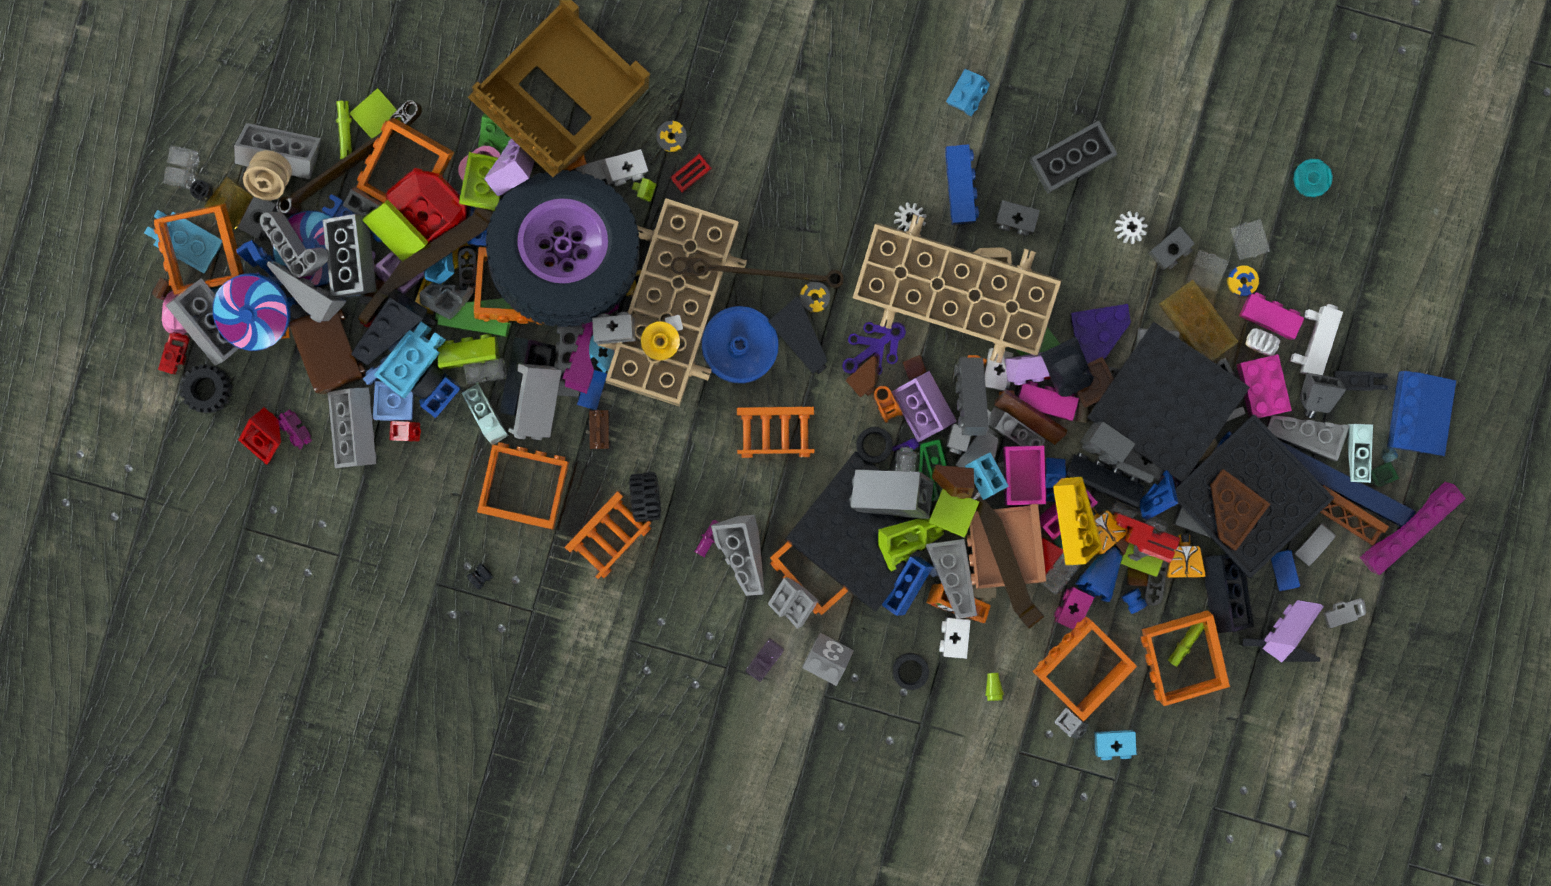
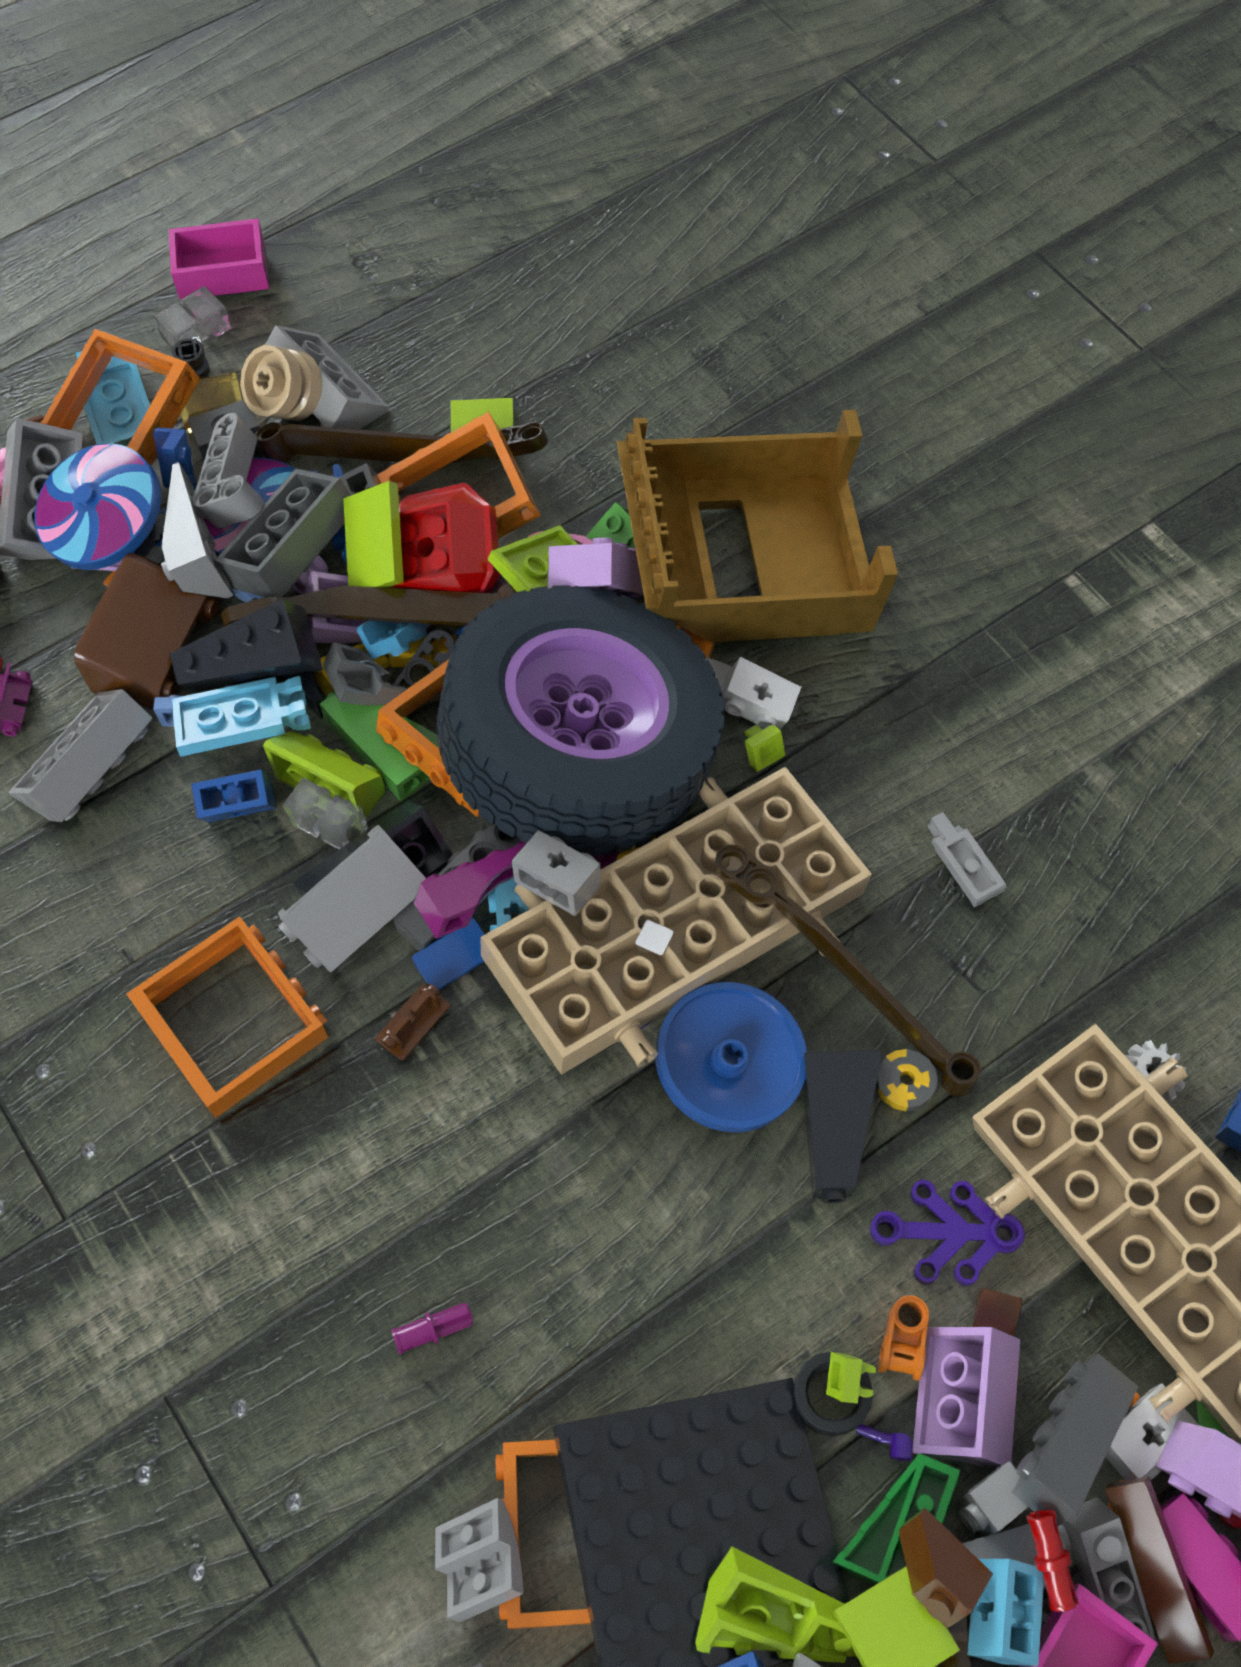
camera: 35 degrees right, 25 degrees down
(160, 122) = (220, 257): none -> dark pink piece
(344, 128) = (434, 405): lime pin -> none
(390, 405) = (160, 768): light blue plate -> none
(405, 431) = (145, 813): red bracket -> none
(428, 381) = (234, 760): black tyre -> none
(480, 576) = (41, 1097): black wheel -> none
(485, 414) = (270, 876): light aqua slope -> none
(589, 530) = (261, 1159): orange fence -> none
(645, 496) = (387, 1169): black tyre -> none
(657, 331) = (613, 924): yellow dish -> none
(668, 144) = (854, 723): dark grey piece -> none
(696, 178) = (848, 780): red tile -> none
(741, 547) = (473, 1385): light grey wedge -> none
(764, 660) = (345, 1630): clear purple slope -> none
(766, 414) = (719, 1221): orange fence -> none
(770, 177) = (965, 860): none -> light grey hinge
(865, 377) = (902, 1263): reddish brown slope -> none
(875, 438) = (845, 1377): none -> lime tile
(892, 493) = (807, 1500): slope -> none
(905, 460) = (867, 1464): clear brick -> none
(990, 447) = (1052, 1560): none -> red pin

